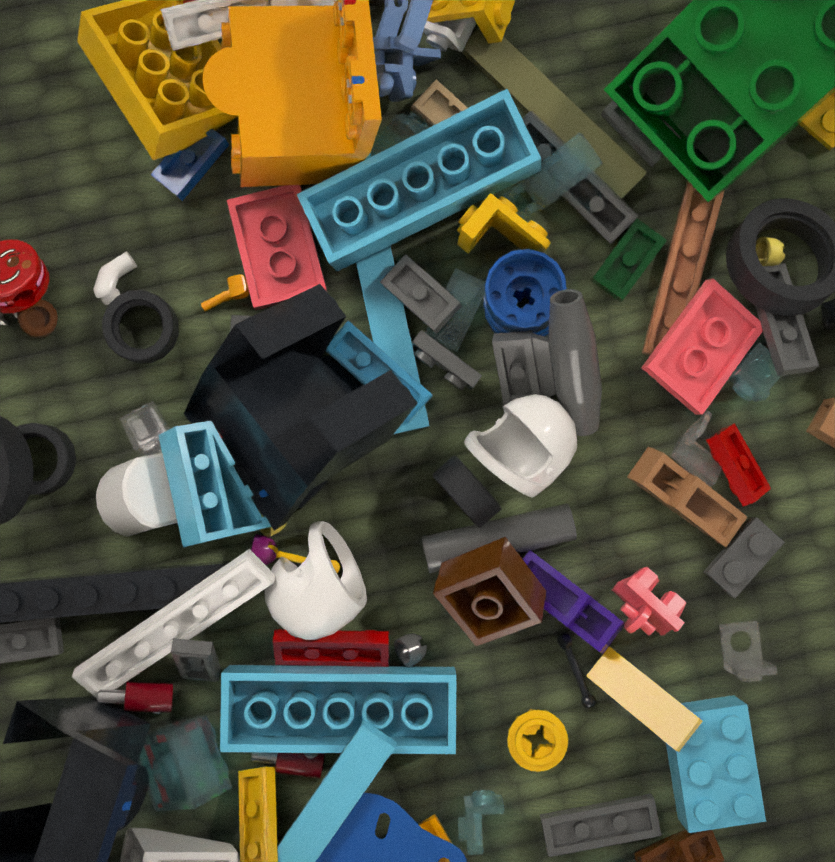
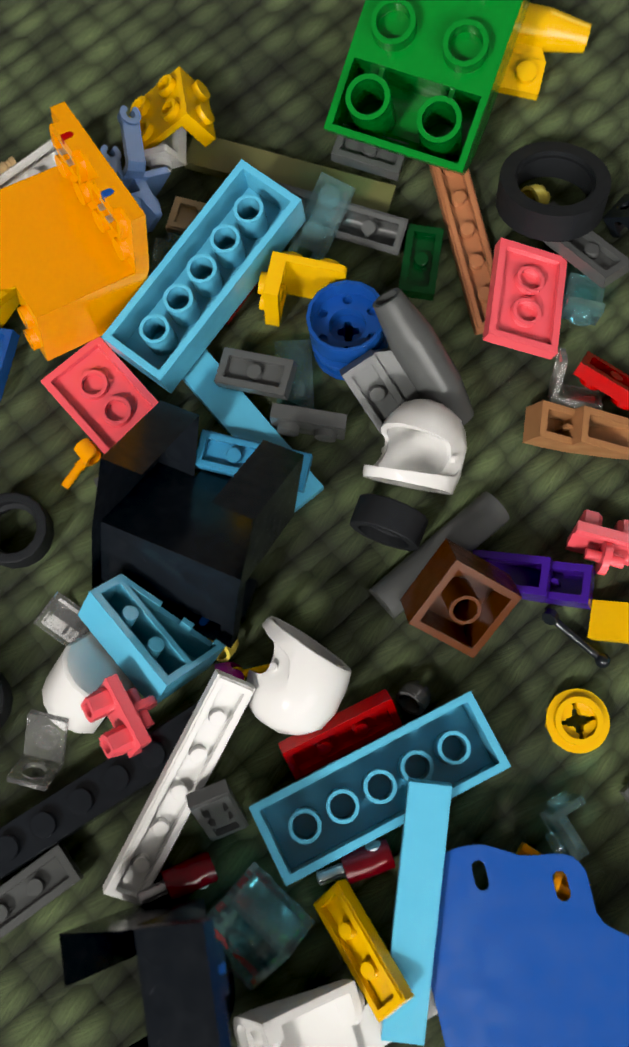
camera: 25 degrees left, 10 degrees down
(78, 529) = (43, 749): none -> clear bracket
(158, 547) = (126, 713): none -> coral hips

